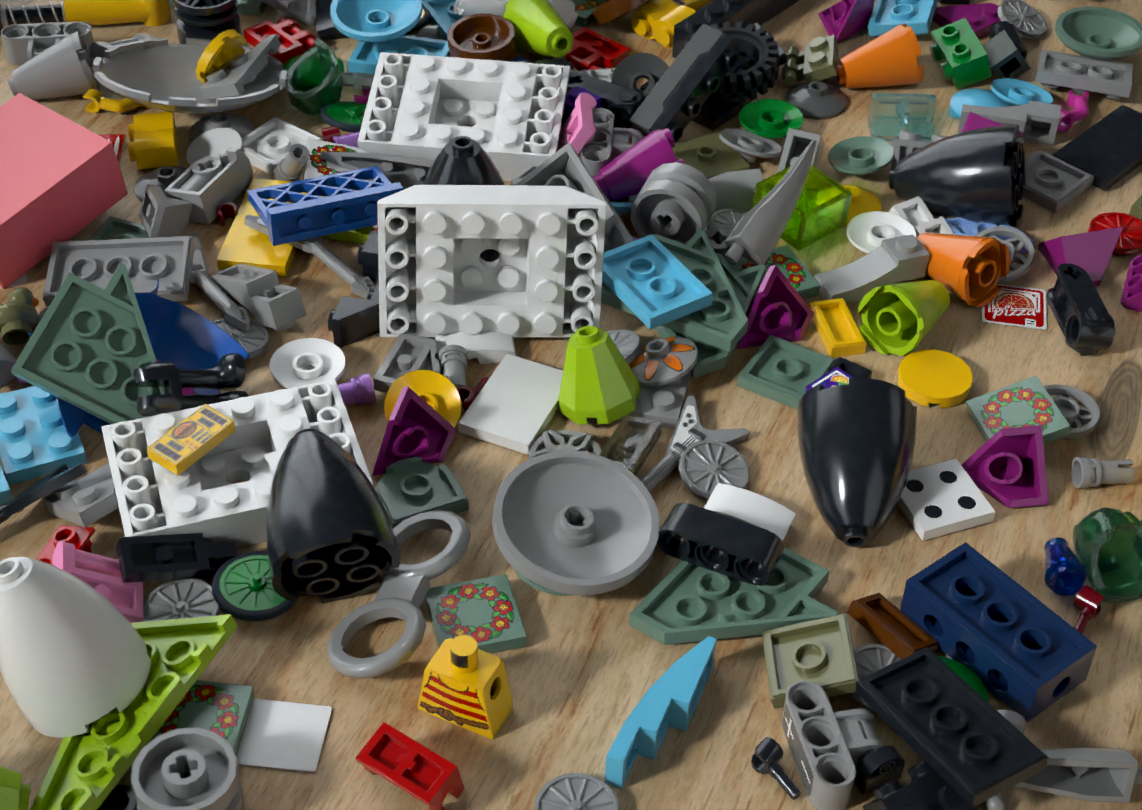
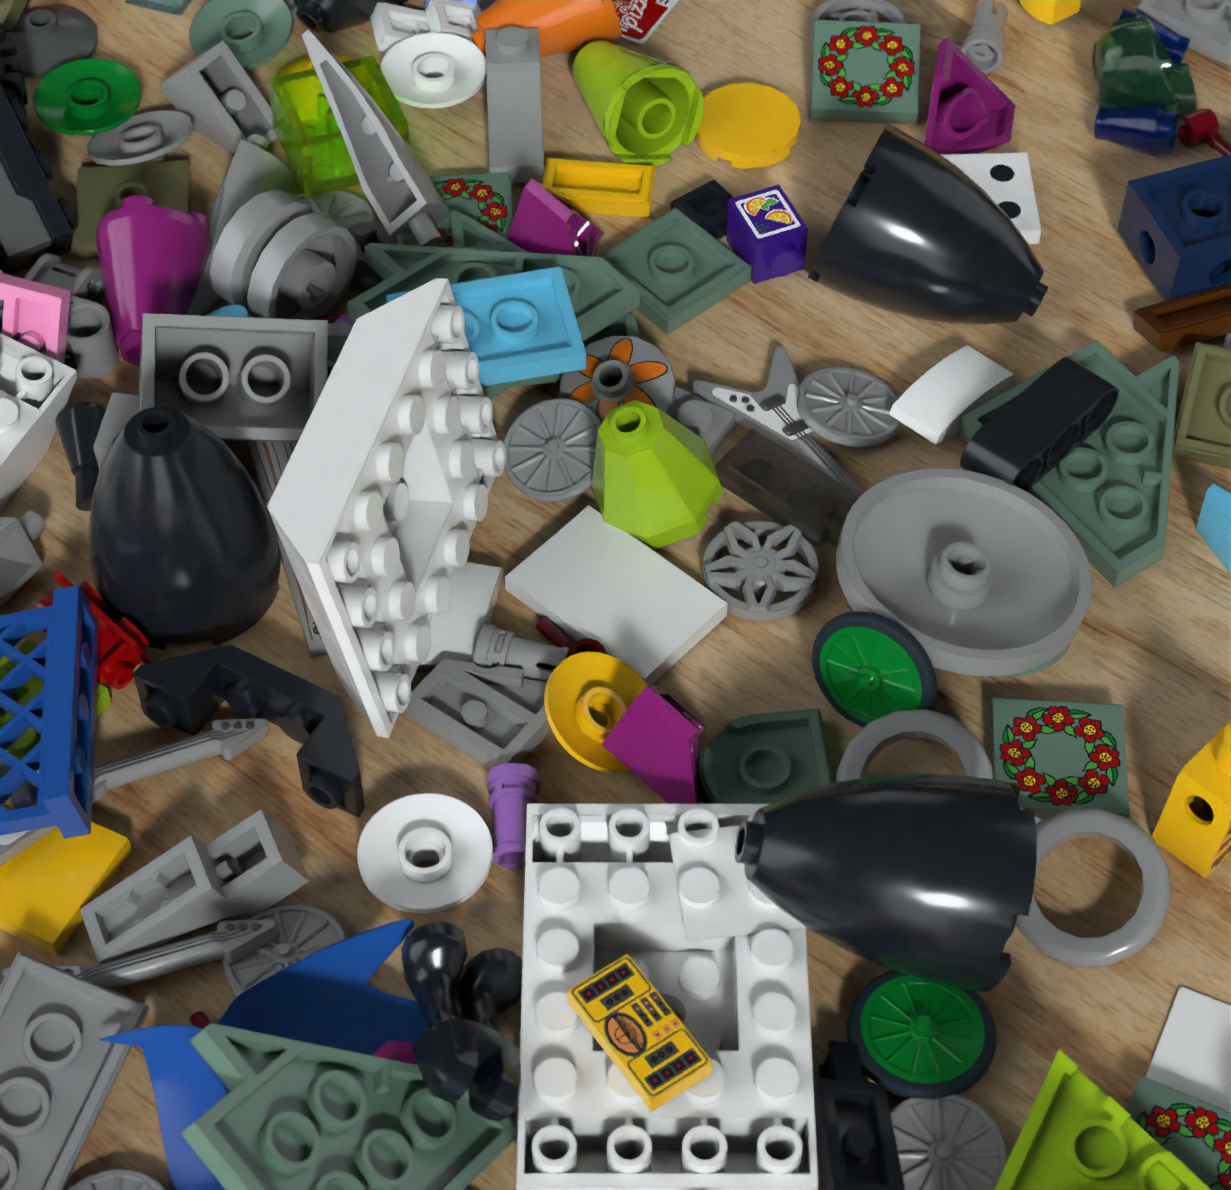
camera: 70 degrees left, 10 degrees up
(486, 503) = (872, 667): none -> green wheel

